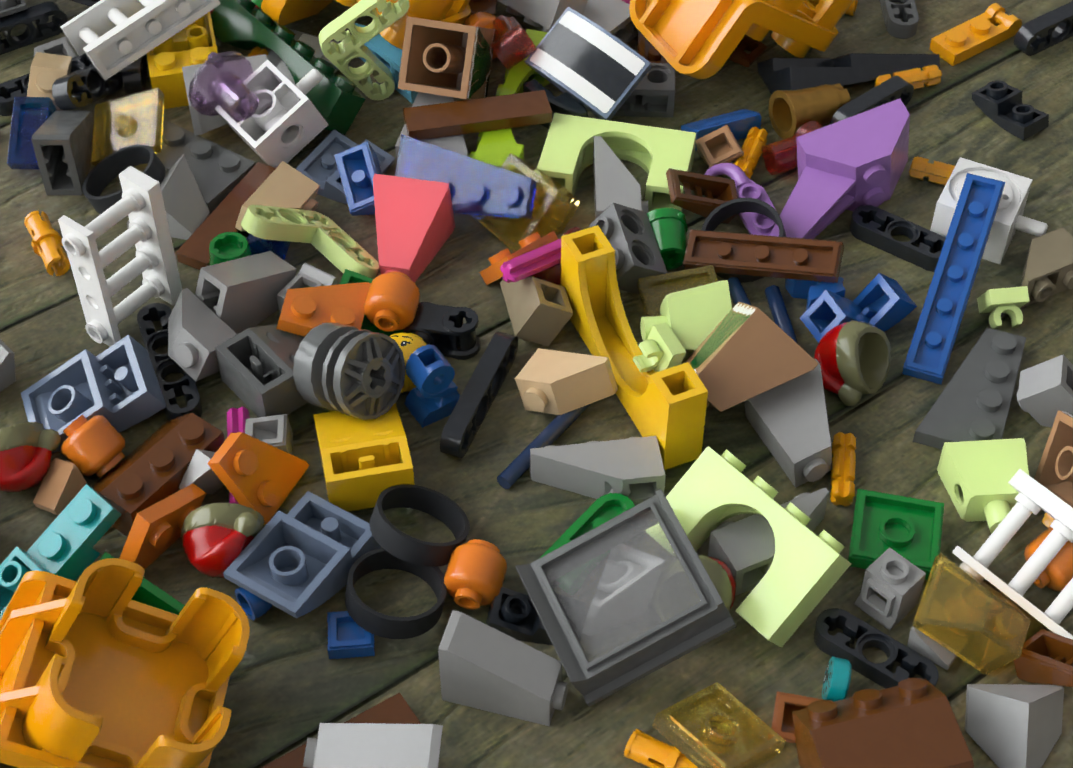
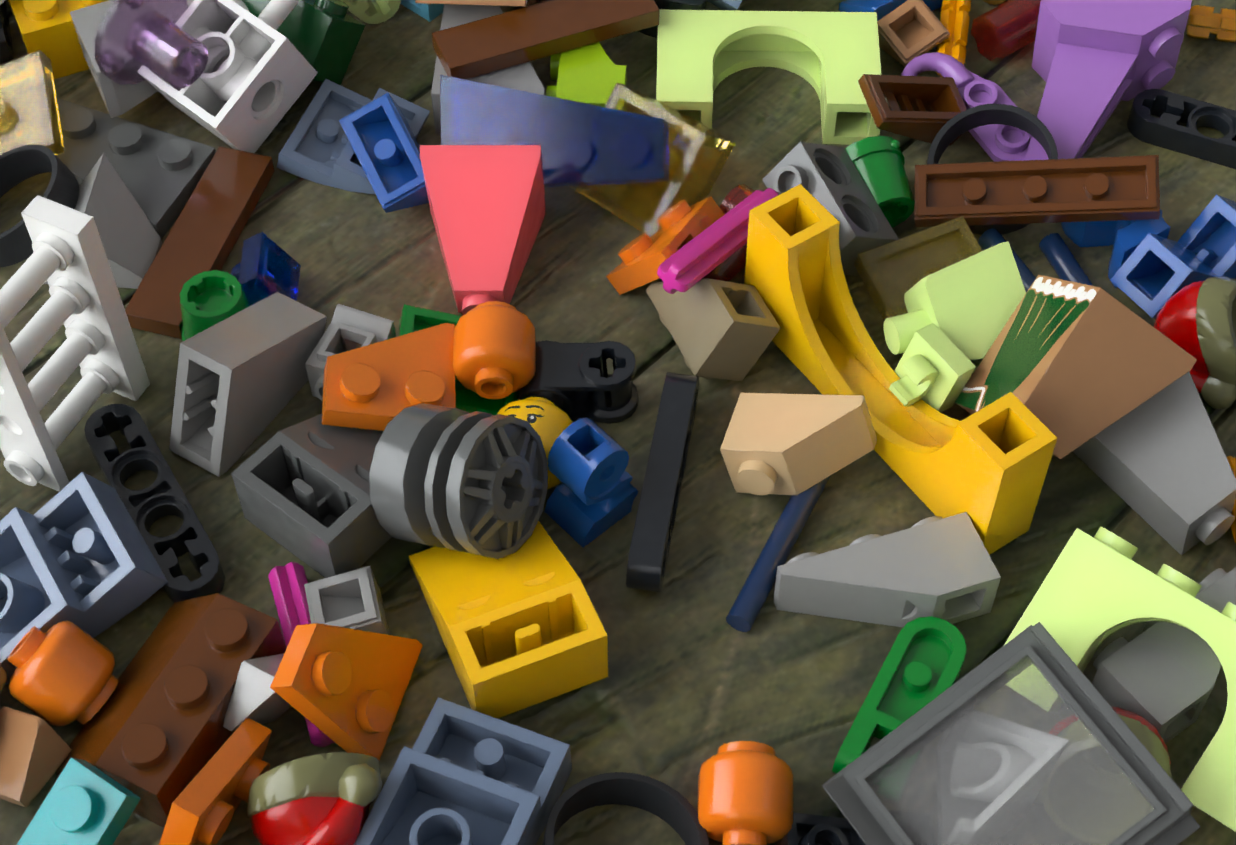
camera: 10 degrees left, 5 degrees up
(194, 335) = (191, 454): light grey slope -> none
(284, 189) = (275, 198): tan slope -> none
(312, 228) = (330, 242): yellowish green beam -> none
(410, 548) = (618, 772): black tyre -> none
(613, 181) = (770, 109): light grey slope -> none

